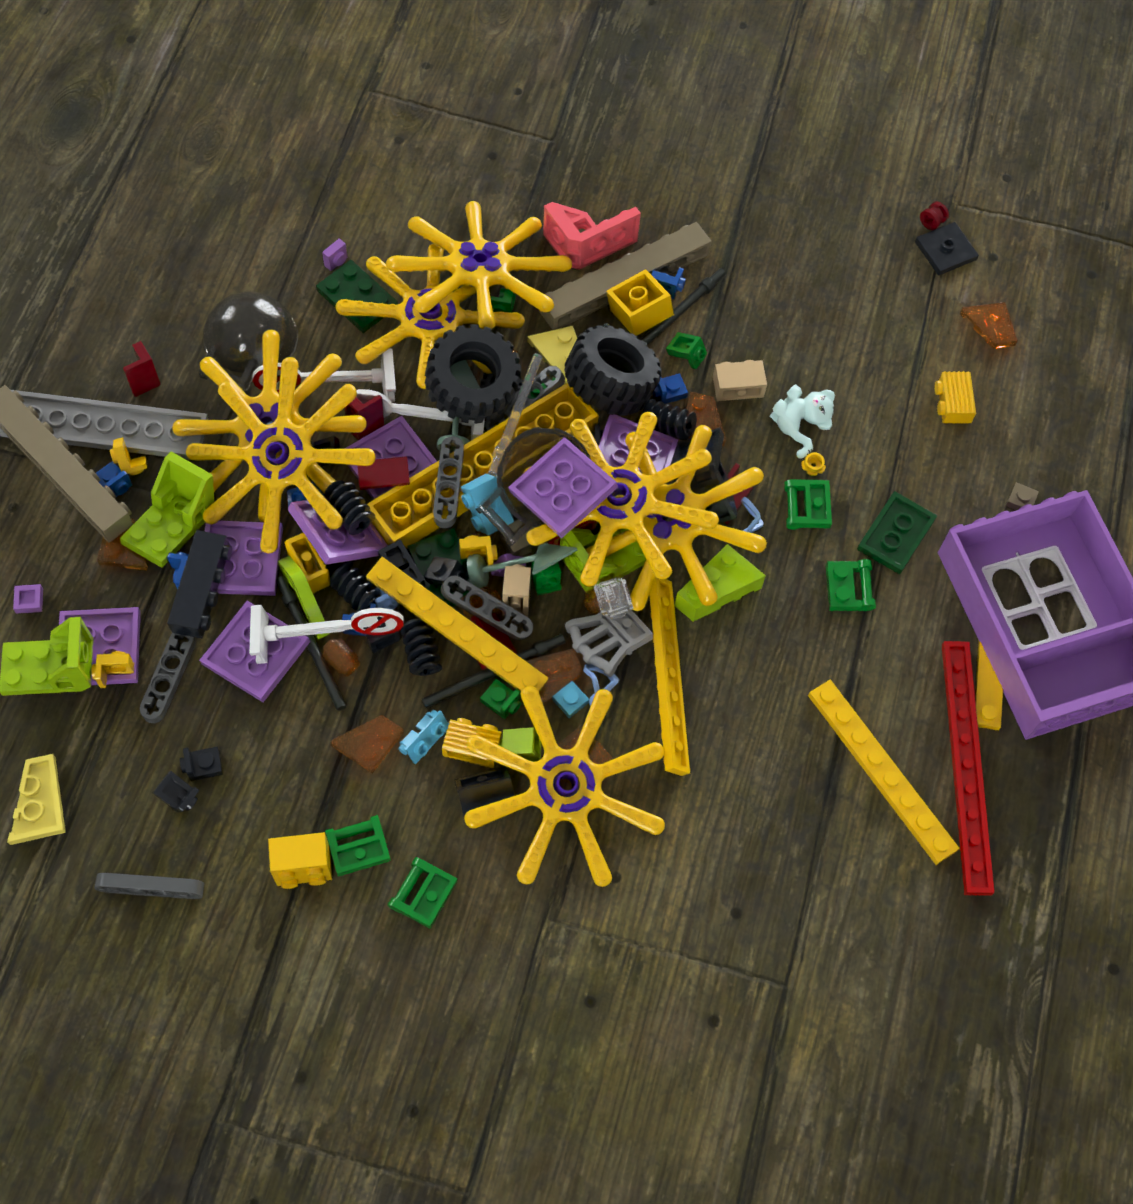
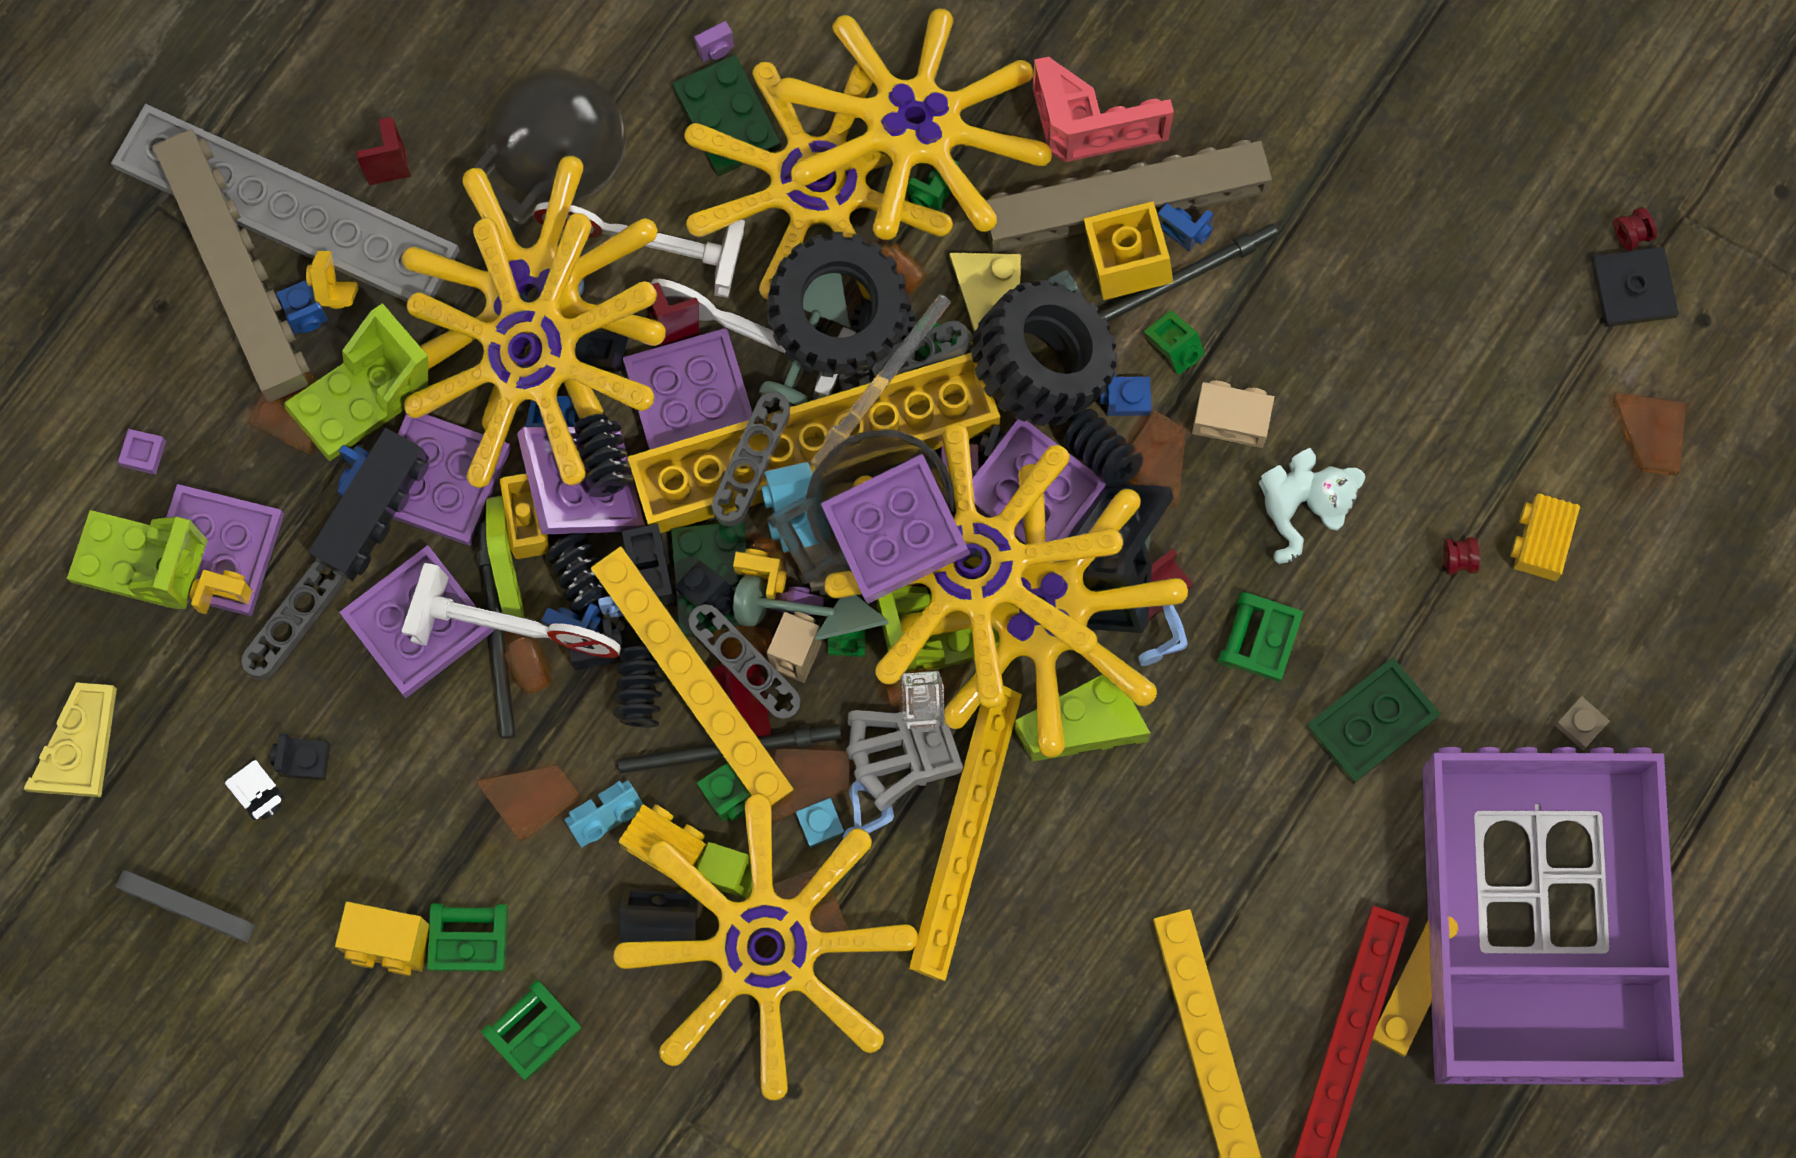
camera: 25 degrees right, 10 degrees up
(384, 473) = (670, 419): dark red panel -> none
(814, 458) = (1297, 569): yellow plate -> none
(841, 585) = (1262, 775): green plate -> none
(910, 422) = (1461, 555): none -> dark red wheel

